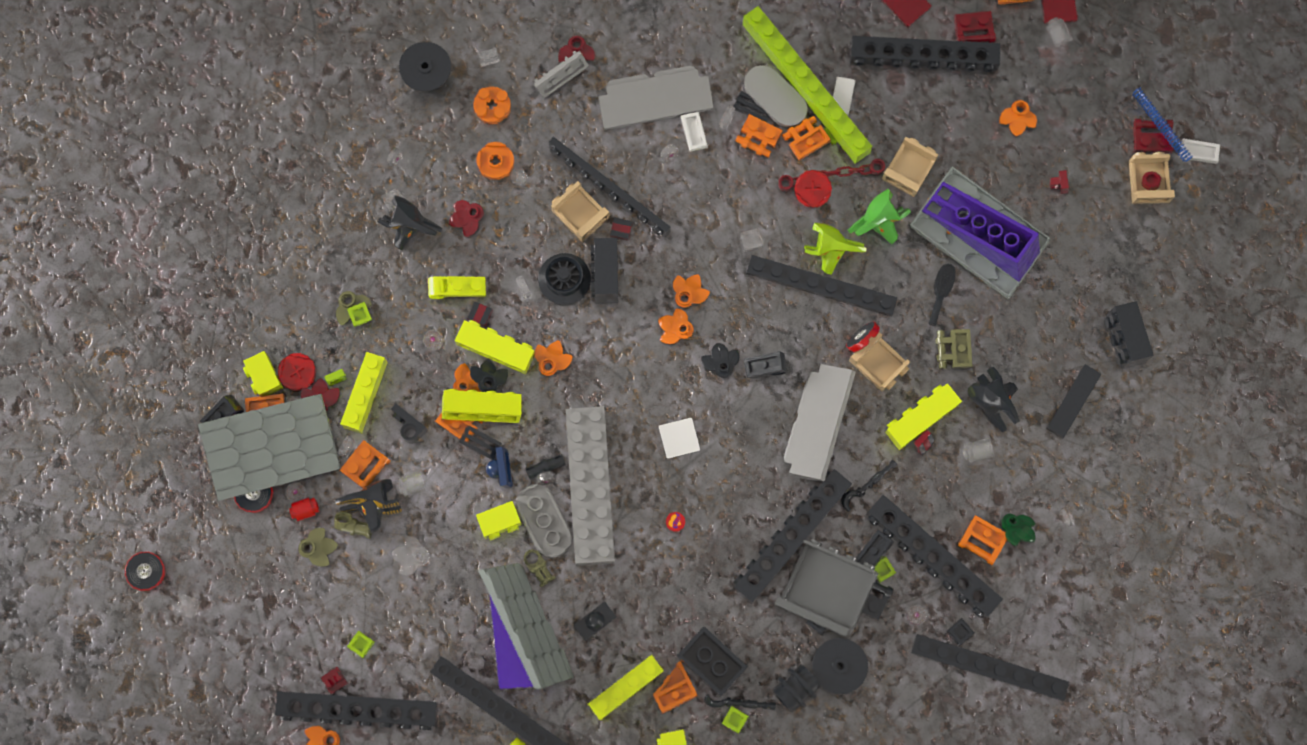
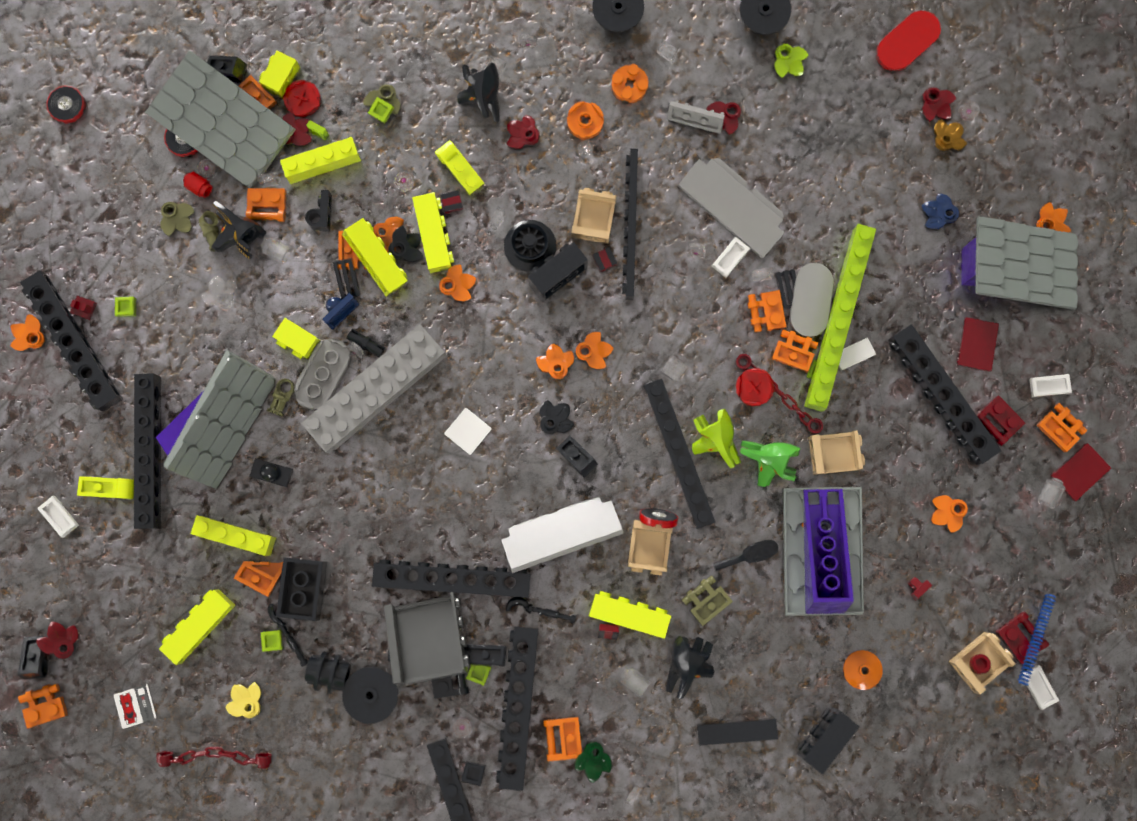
camera: 55 degrees right, 5 degrees up
(675, 521) = (396, 477): red tile -> none
(1090, 279) = (853, 666): none -> orange dish

